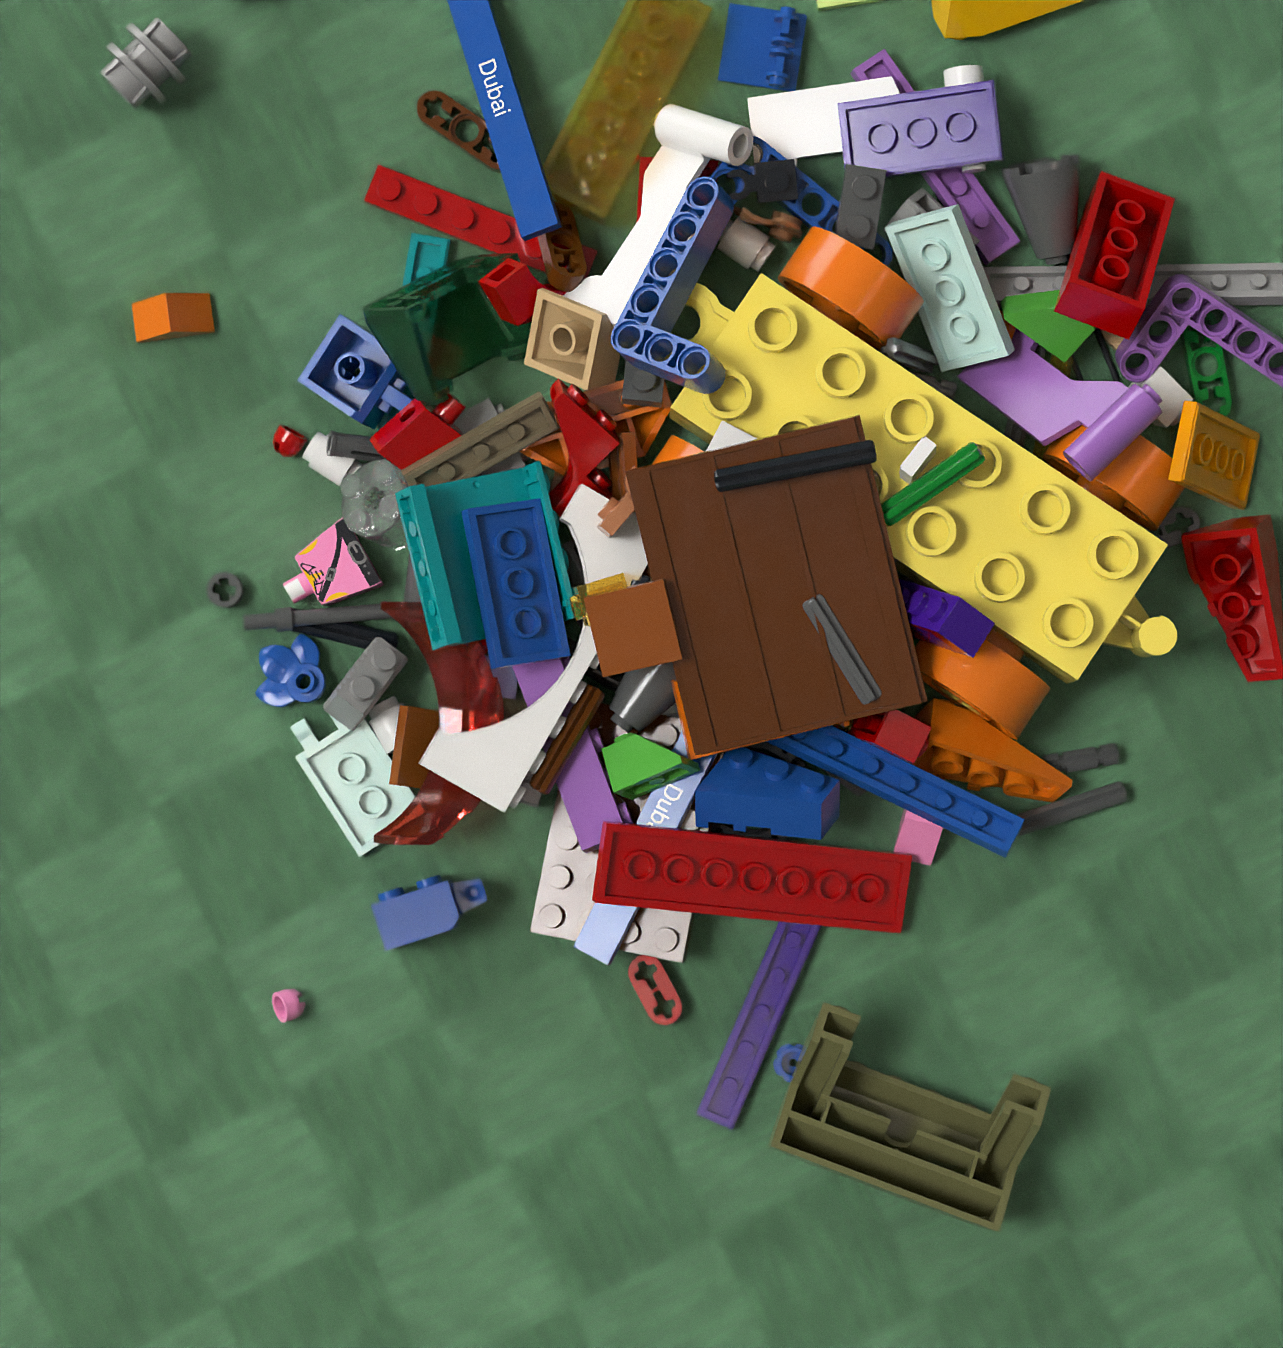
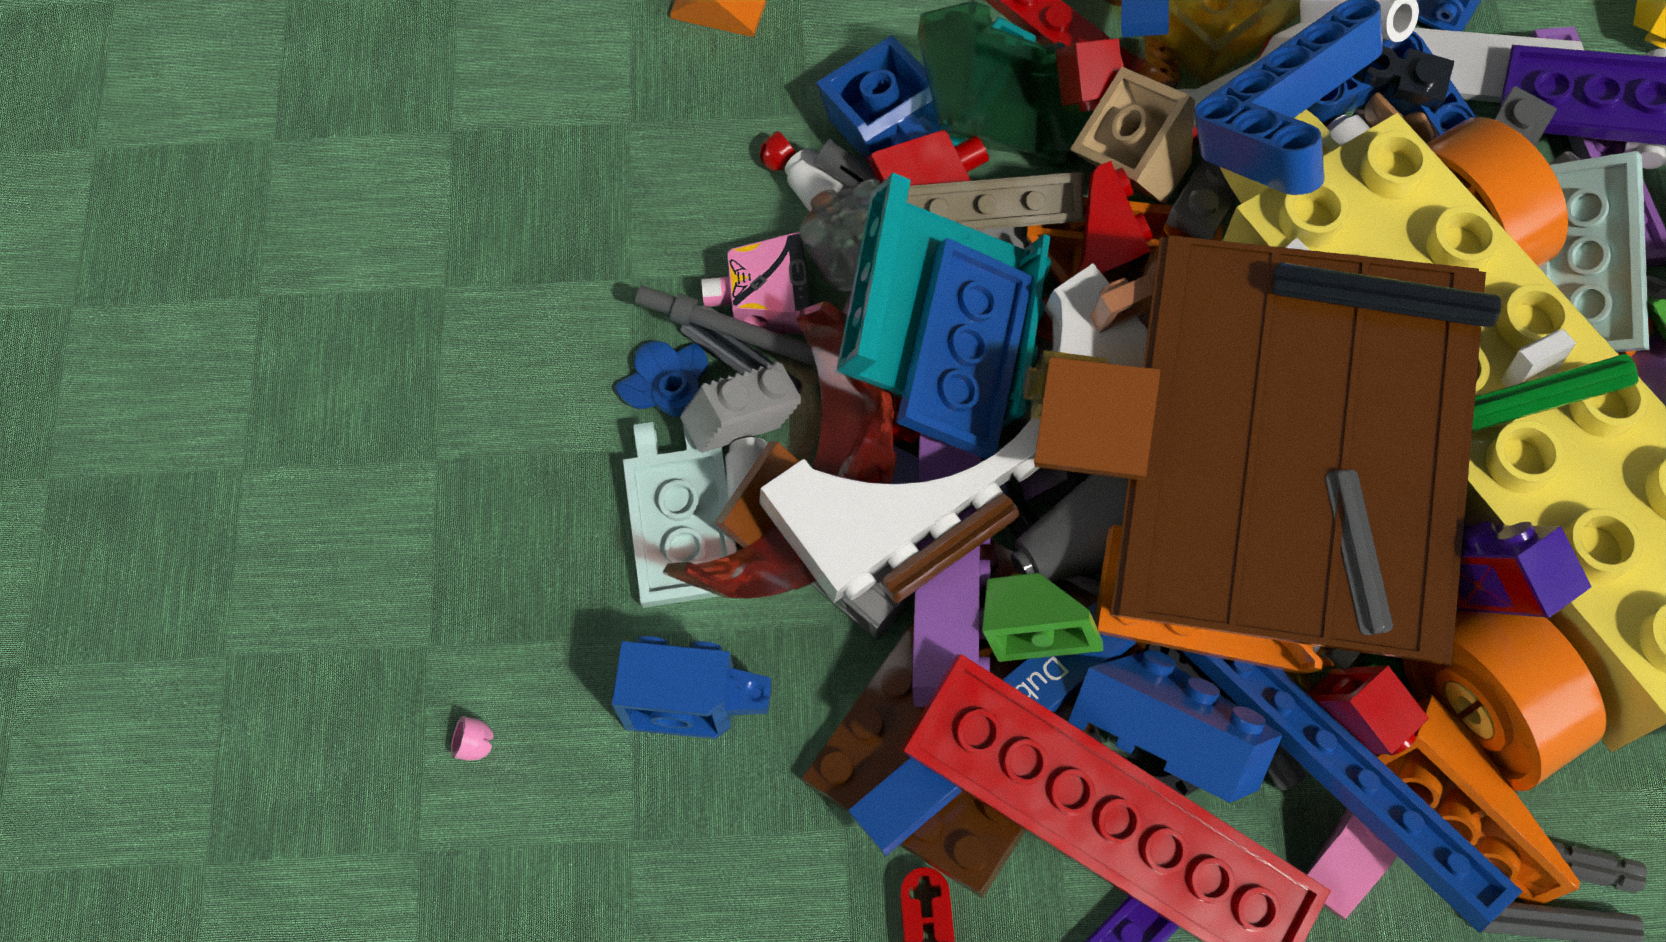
camera: 25 degrees right, 20 degrees down
(216, 598) = (634, 254): dark grey bush -> none

